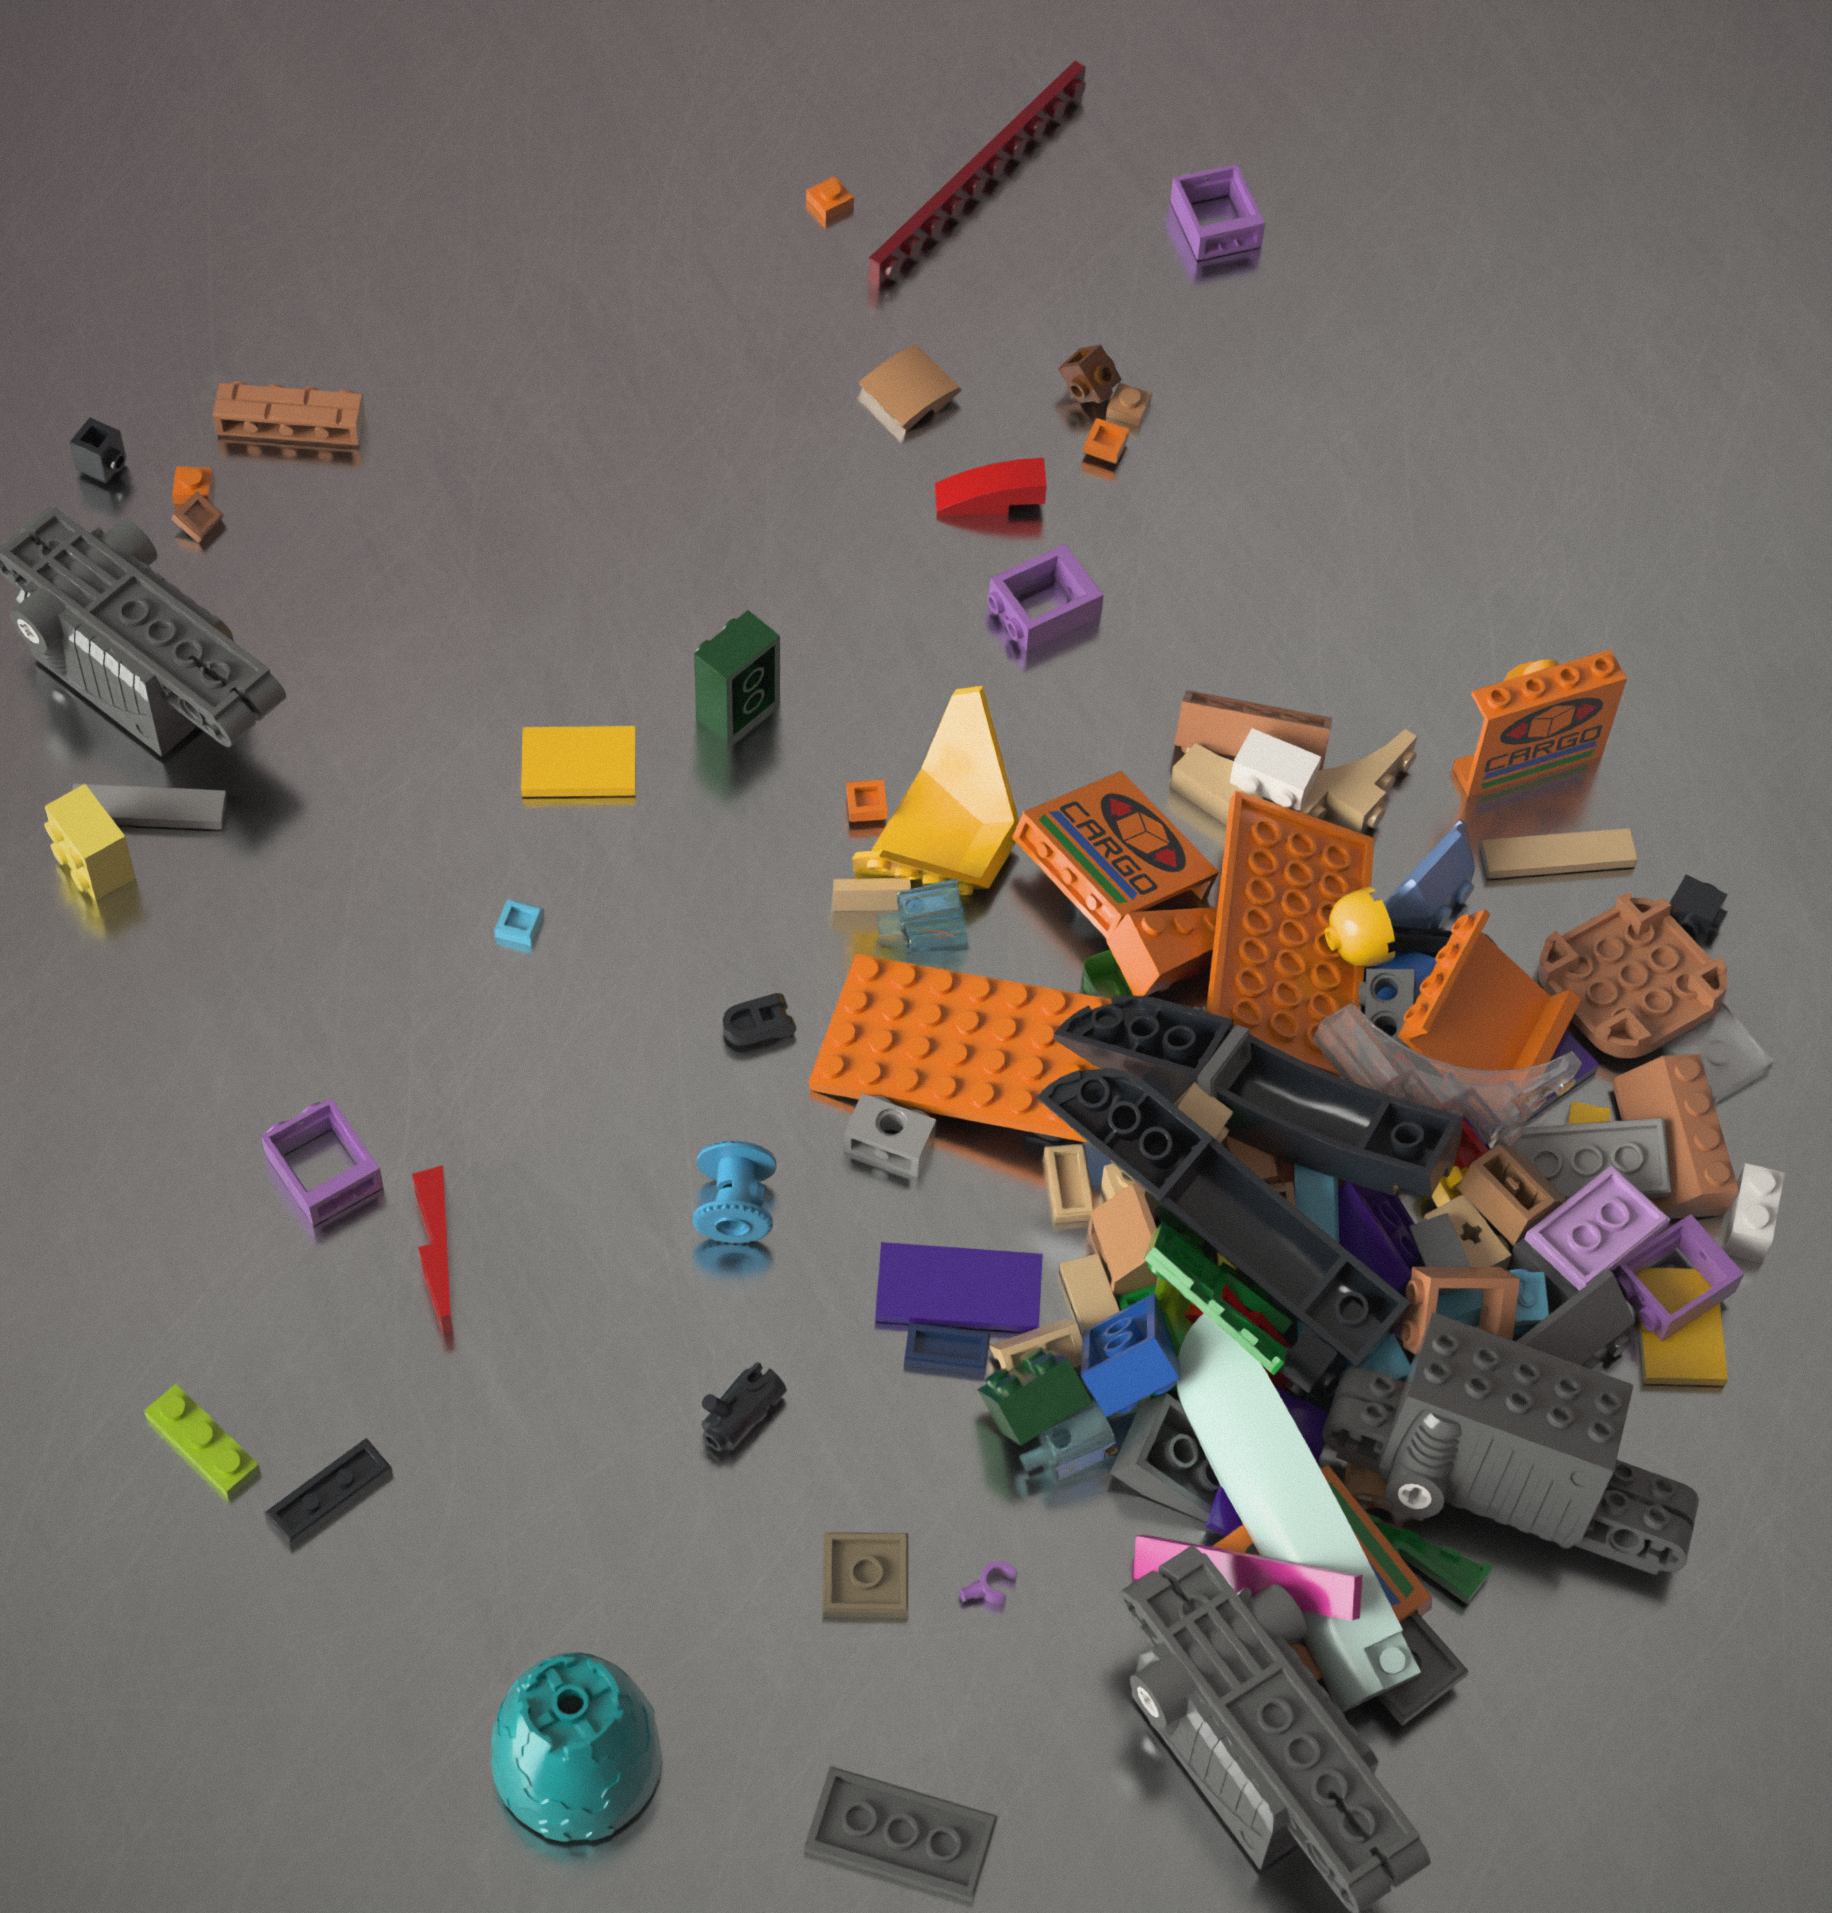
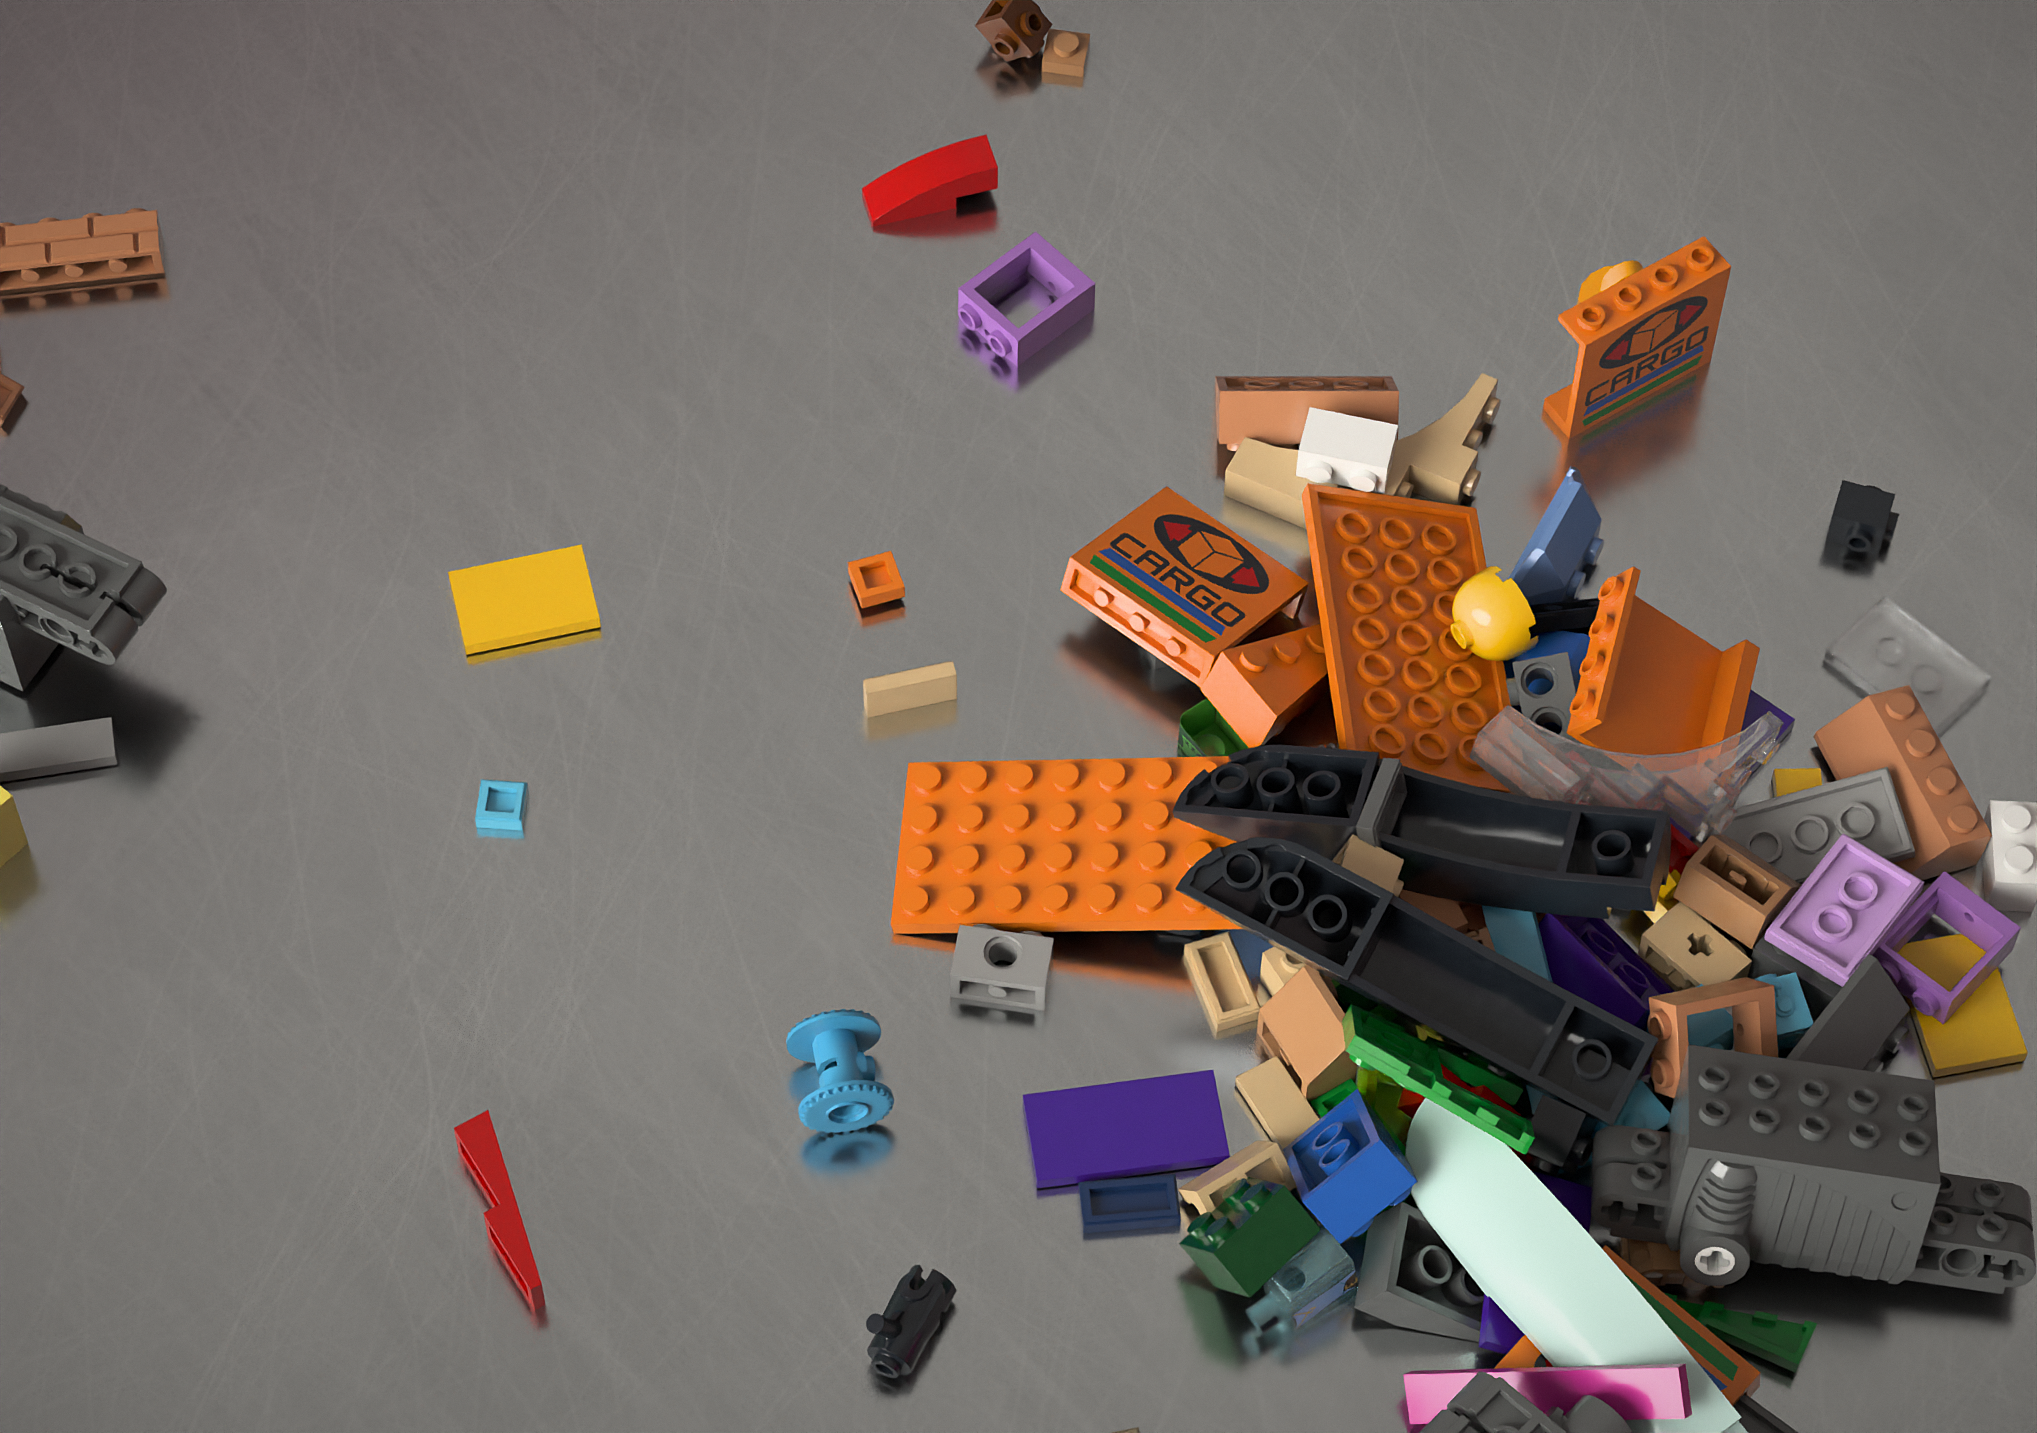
camera: 10 degrees left, 0 degrees up
(338, 1191) = (372, 1164): medium lavender window -> none
(737, 676) = (692, 462): dark green brick -> none
(745, 1025) = (800, 872): black plate -> none
(909, 386) = (804, 79): medium nougat slope -> none
(928, 918) = (984, 704): clear light blue torso -> none
(957, 810) = (986, 570): yellow piece -> none
(1106, 440) = (1050, 100): orange plate -> none
(1439, 1245) = (1668, 965): dark grey slope -> none
(1558, 853) = (1689, 484): tan tile -> none
(1635, 977) = (1812, 608): nougat tile -> none

